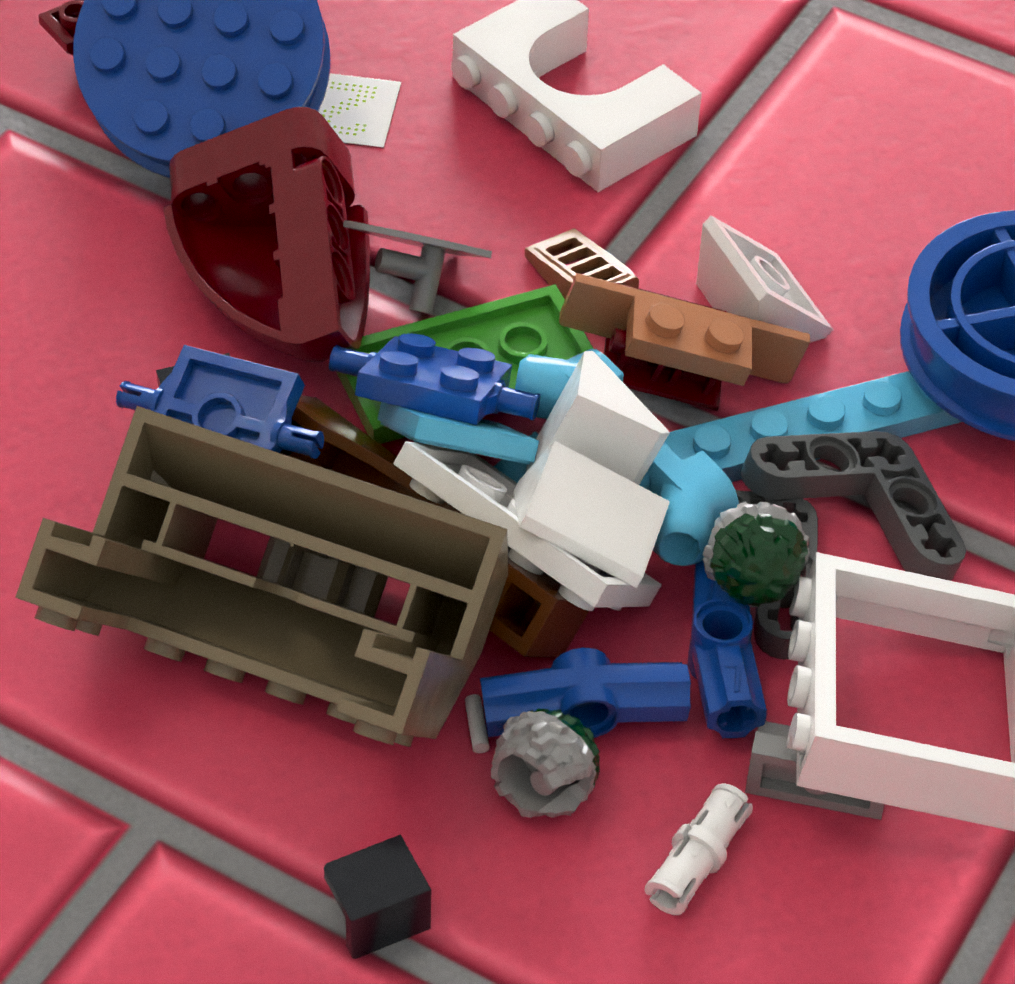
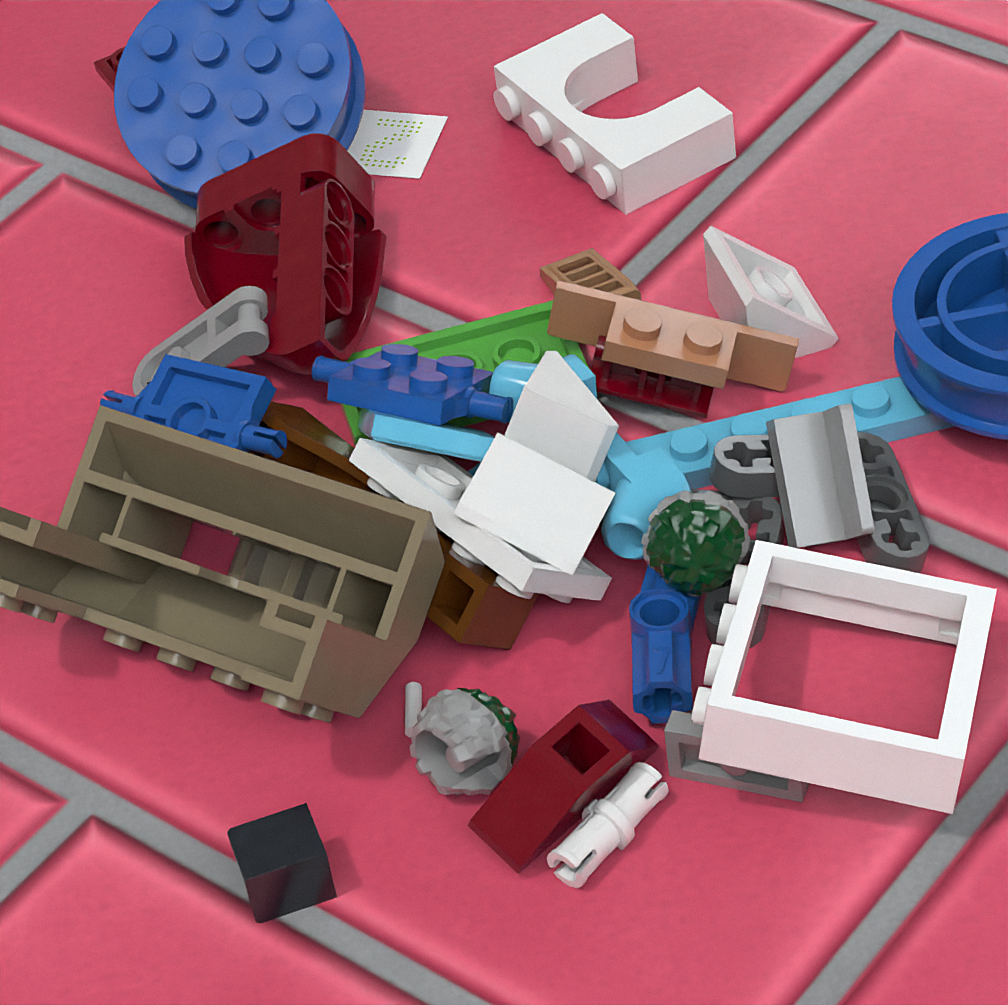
camera: 15 degrees right, 5 degrees down
(210, 326) = (216, 336): none -> light grey plate
(423, 269) = (428, 287): light grey shield -> none
(592, 690) = (524, 676): blue piece -> none
(648, 808) = (558, 779): none -> dark red slope
(860, 482) = (820, 477): none -> light grey panel

